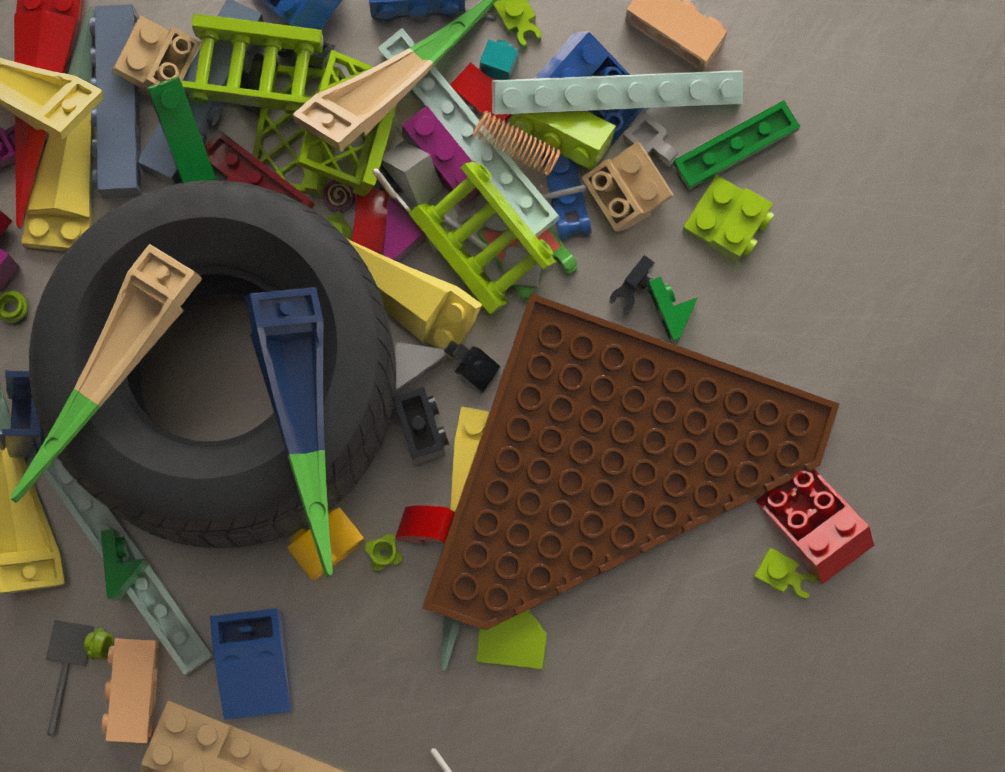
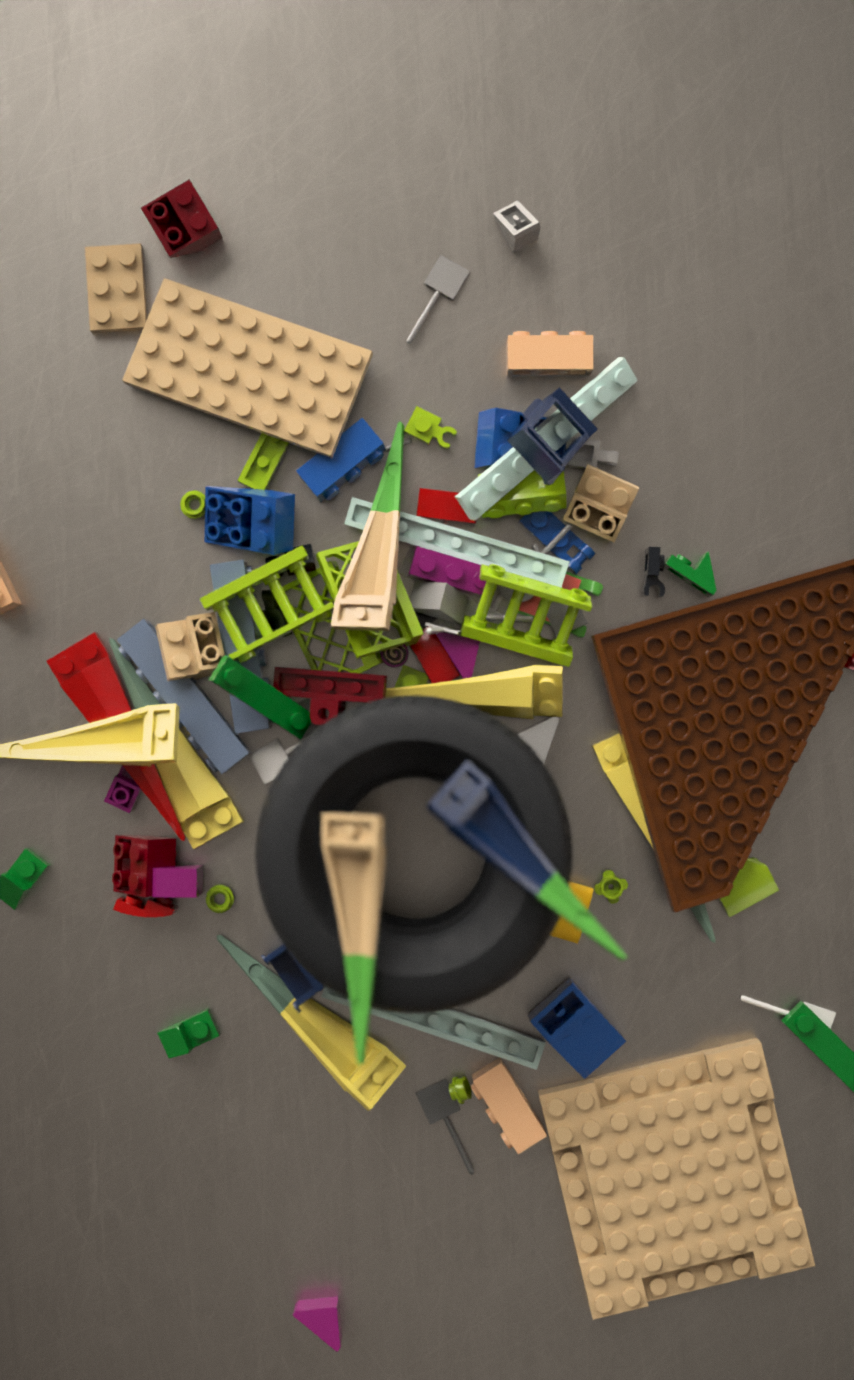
camera: 35 degrees left, 10 degrees up
(118, 574) = (441, 1035): green slope -> none
(419, 426) = (576, 783): black brick -> none
(425, 524) = (630, 850): red slope -> none
(474, 365) = (582, 711): black plate -> none
(499, 60) = (439, 471): teal plate -> none
(554, 155) = (532, 520): light nougat piece -> none
(596, 91) = (536, 450): none -> dark blue piece
(729, 218) = (687, 474): lime plate -> none
(736, 145) = (654, 415): green plate -> none

